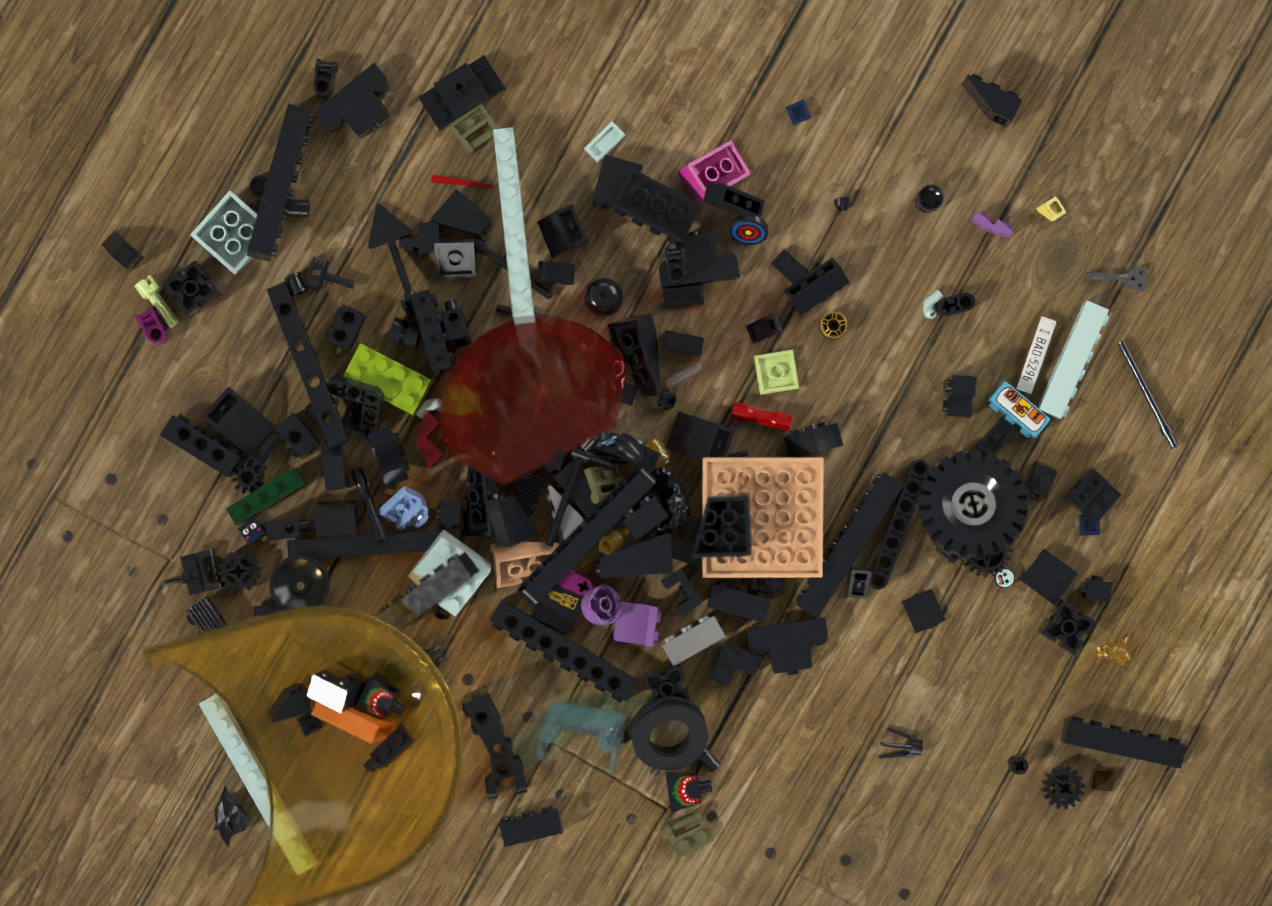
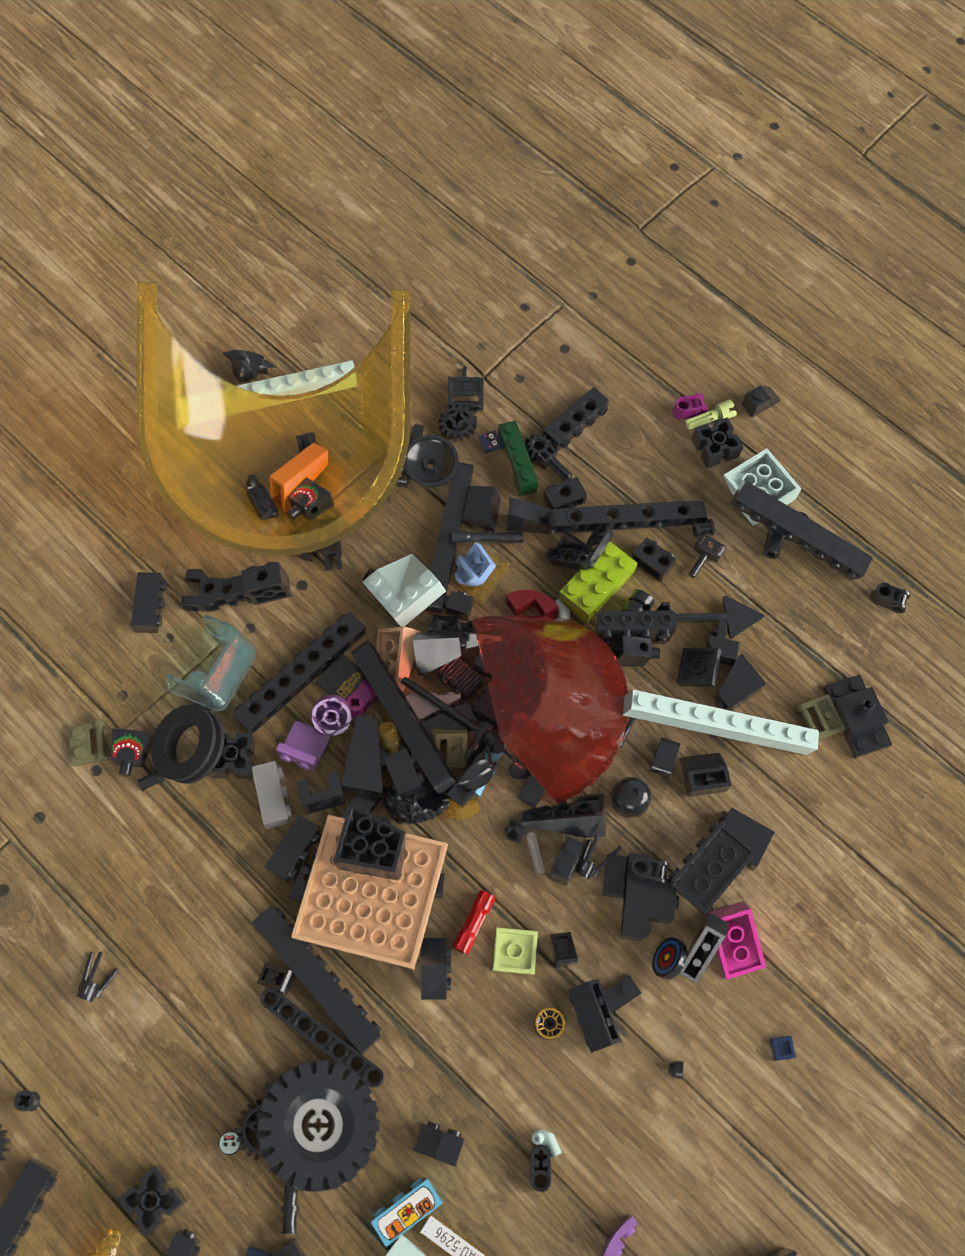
camera: 100 degrees right, 20 degrees down
(205, 616) = (425, 388): black brick -> none
(239, 421) = (591, 451): black slope -> none
(276, 529) = (484, 463): black torso -> none
(291, 703) = (327, 429): black slope -> none
(335, 691) = (325, 462): brick -> none
(357, 104) = (862, 619): black brick -> none
(389, 455) = (527, 563): black brick -> none
(429, 592) = (390, 559): black brick -> none
(447, 180) = (776, 675): red sticker -> none
(481, 247) = (704, 694): black piece -> none
(604, 141) = (786, 839): light aqua tile -> none
(683, 324) = (585, 866): none -> black plant
(699, 437) = (467, 853): black slope -> none
(733, 658) = (239, 830): black brick -> none
(788, 643) = (237, 887): black brick -> none
(923, 610) = (224, 1042): black piece -> none
(929, 199) = (663, 1169): black wheel -> none
(996, 436) = (384, 1176): black plate -> none
(1040, 481) = (322, 1215): black torso -> none
(1043, 509) = (290, 1210): none -> black pin
(1049, 576) = (214, 1196): black slope -> none

